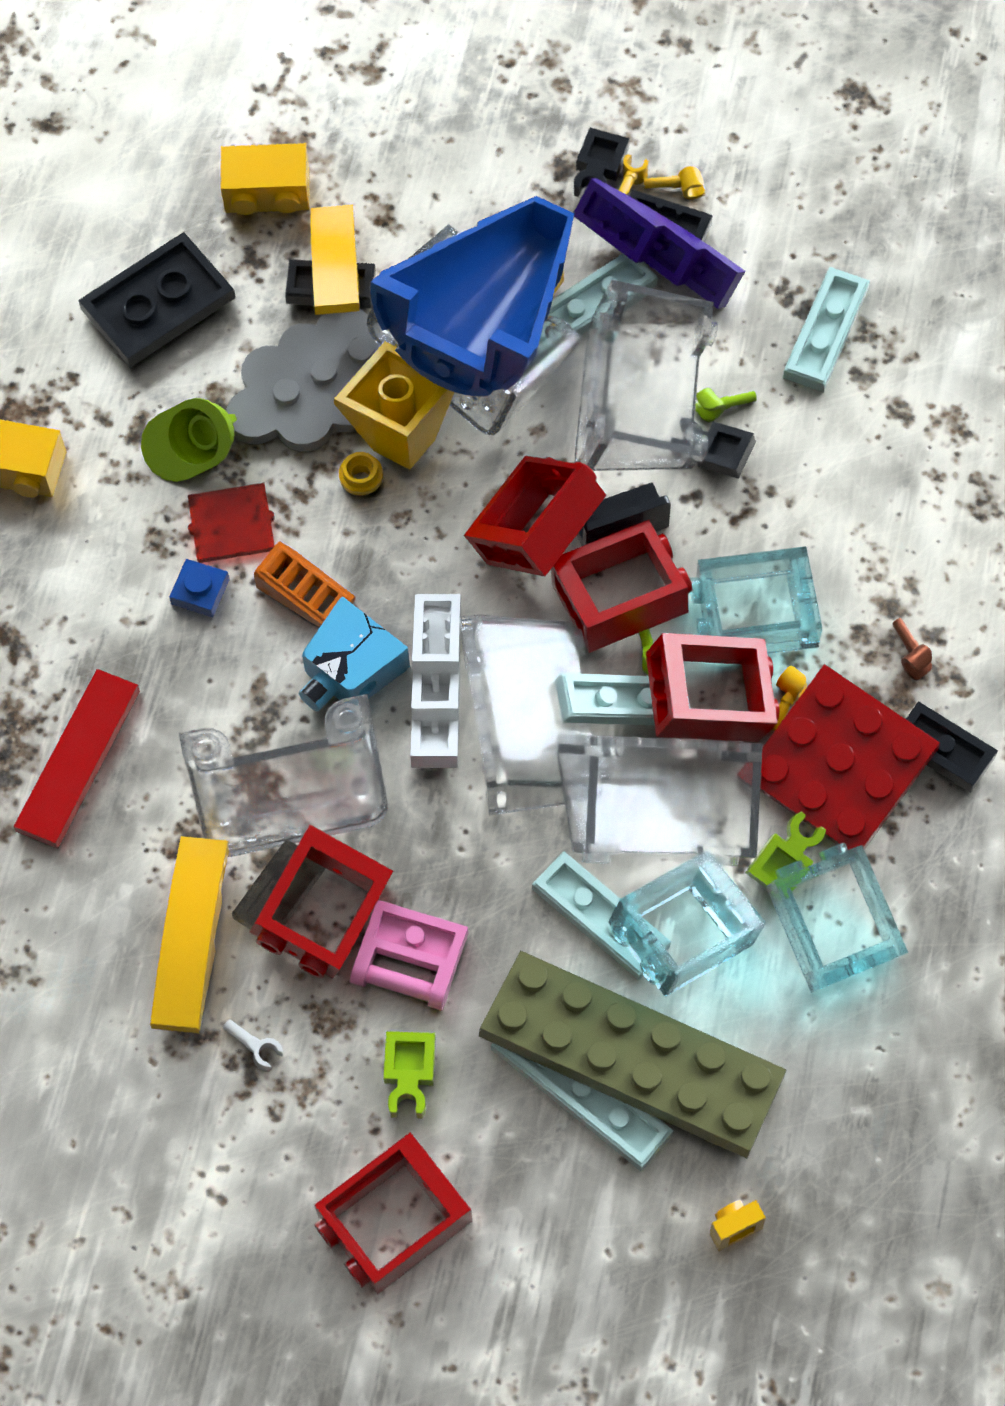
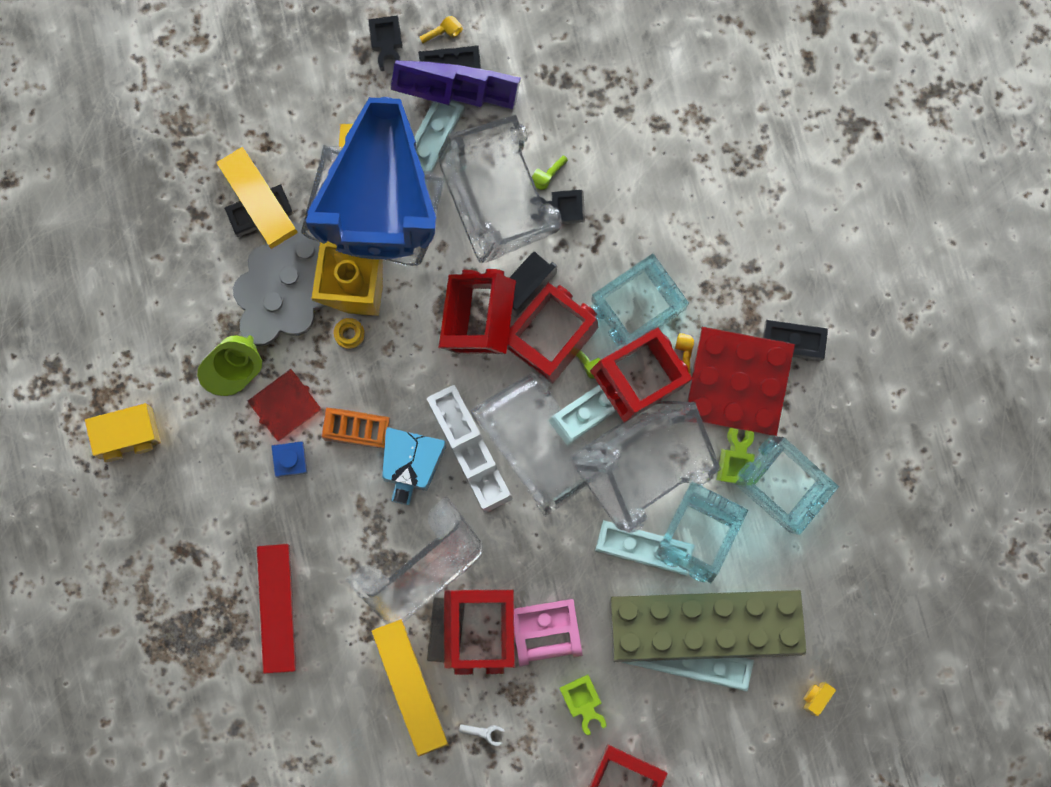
camera: 30 degrees left, 15 degrees up
(157, 299) = (152, 276): black plate -> none
(265, 178) = (176, 157): yellow brick -> none
(631, 175) = (411, 42): yellow hand -> none
(826, 329) = (587, 90): light aqua tile -> none
(918, 660) = (752, 288): copper hand -> none

